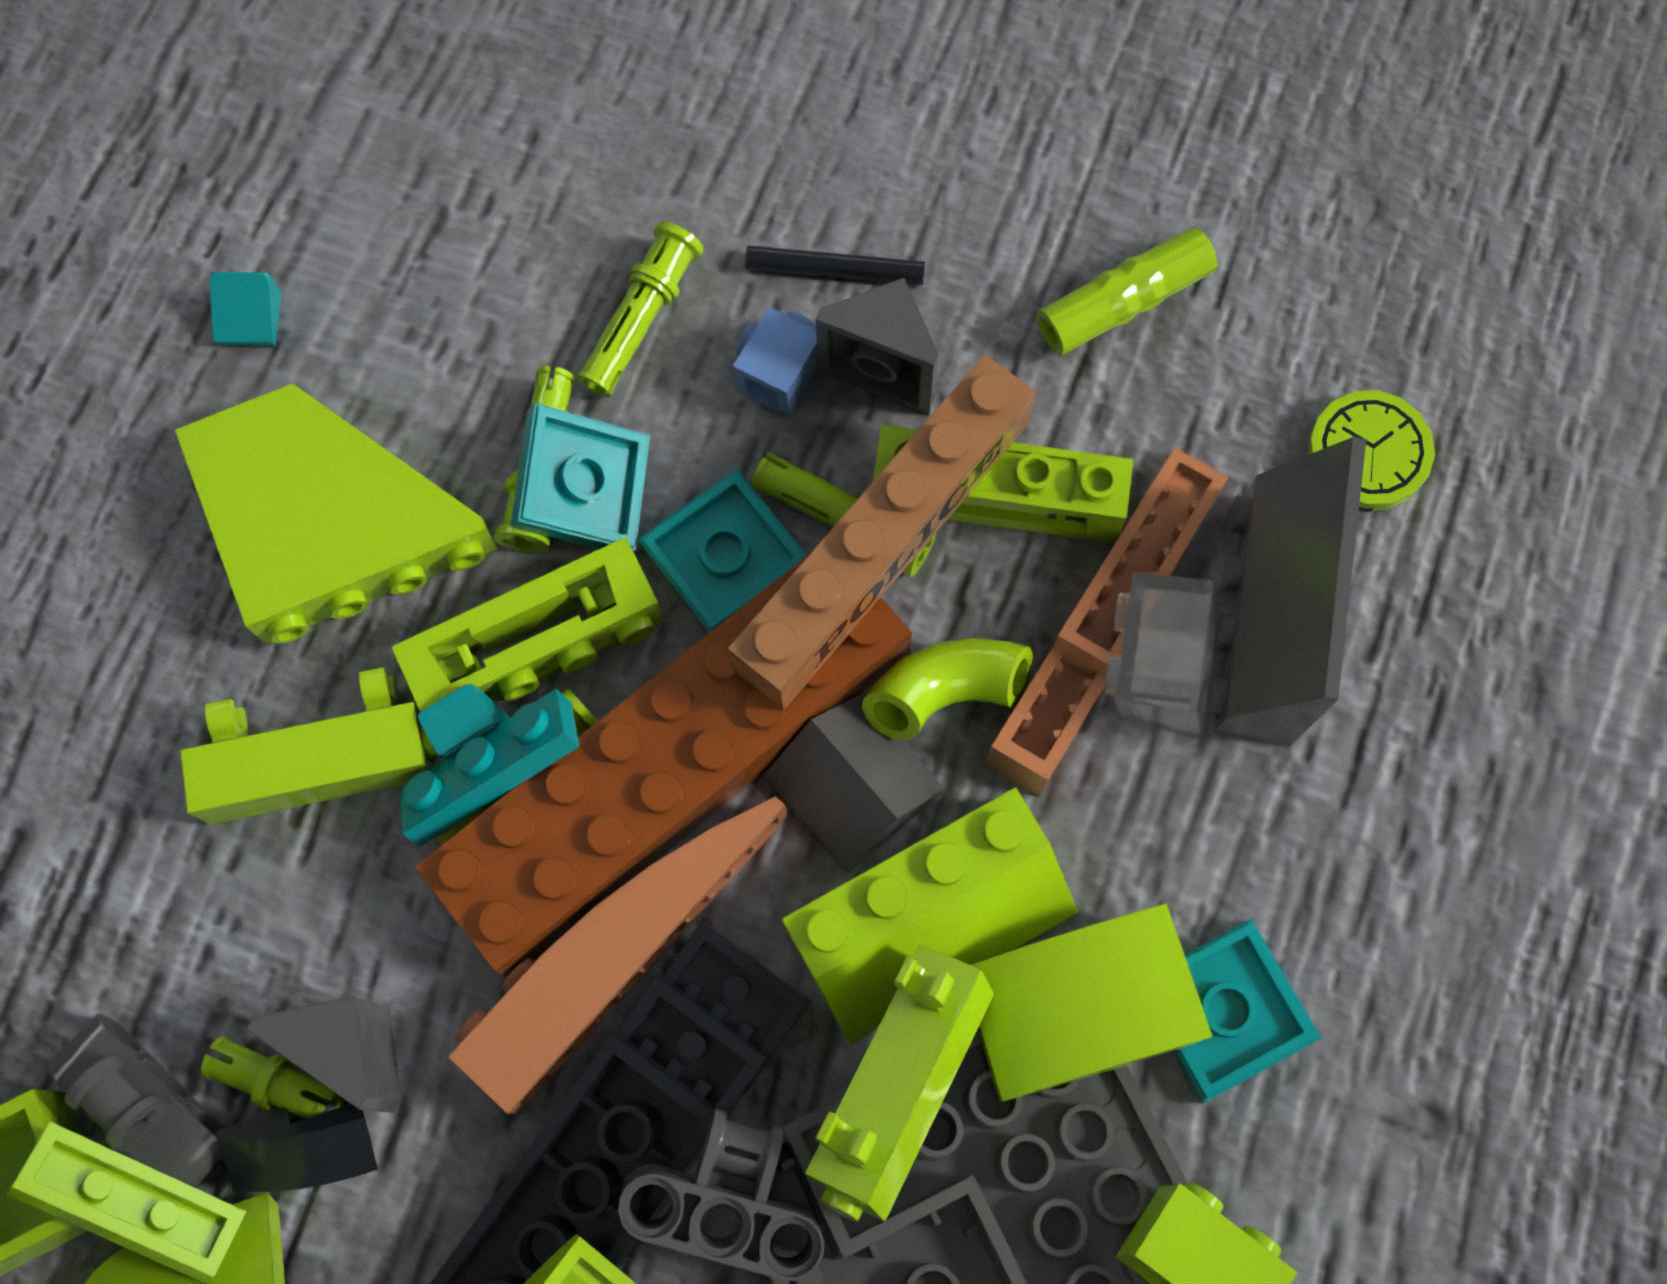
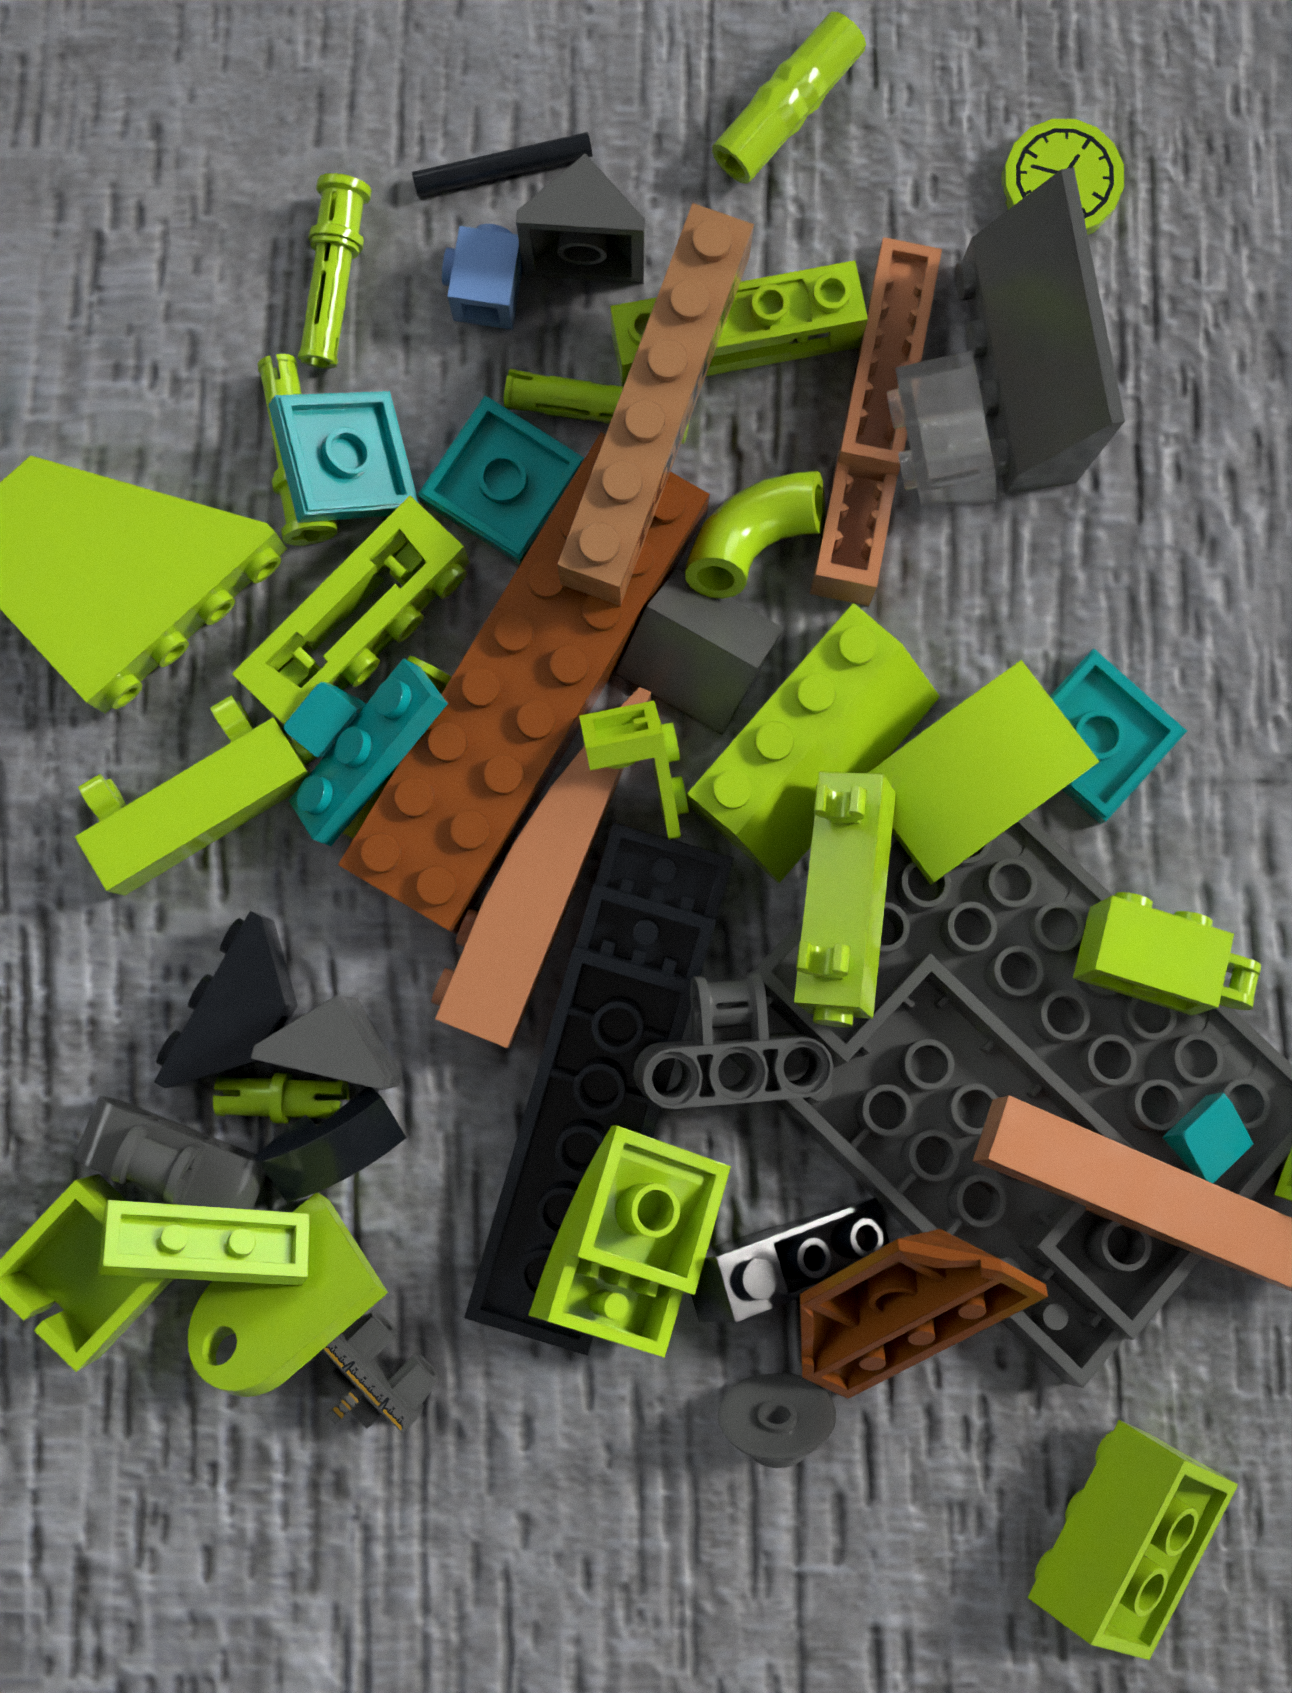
camera: 25 degrees left, 10 degrees up
(262, 971) = (233, 1008): none -> black slope
(751, 841) = (633, 734): none -> lime bracket

